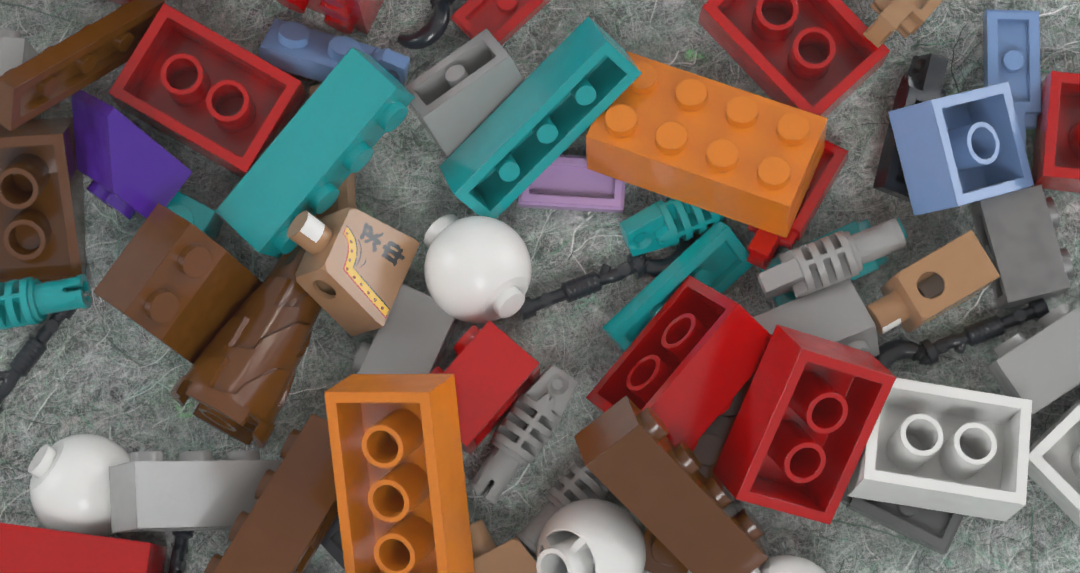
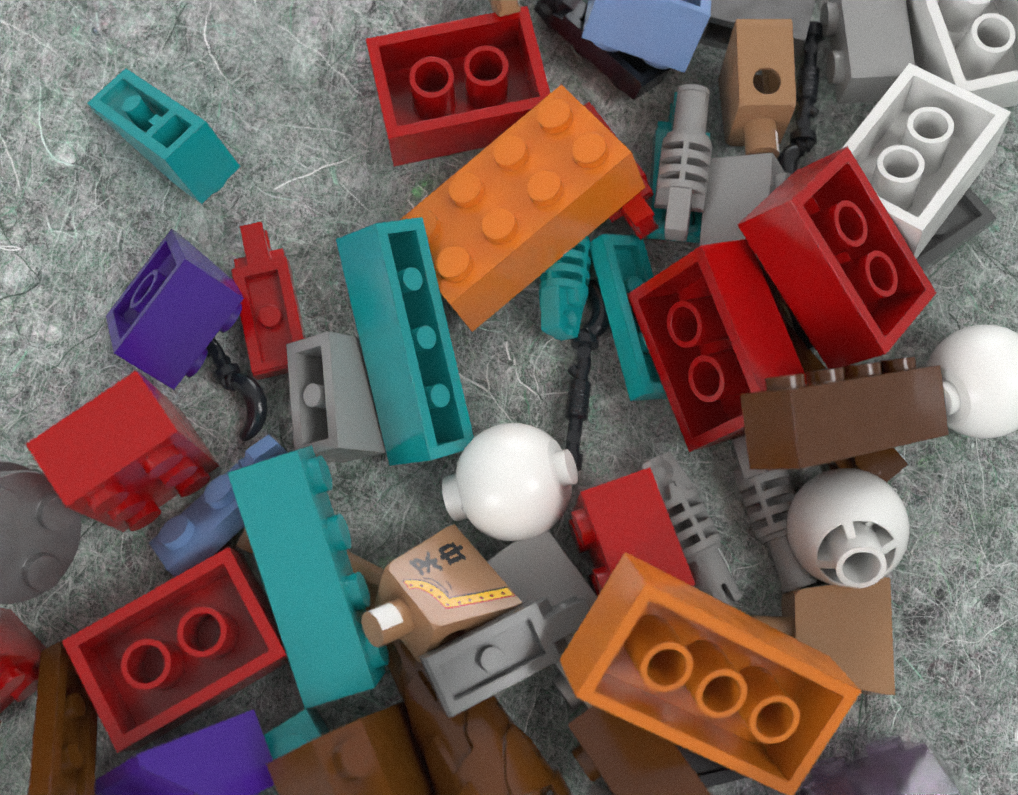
camera: 65 degrees left, 5 degrees down
(335, 329) = (501, 652): none -> hinge
(573, 187) = (485, 351): lavender tile -> none

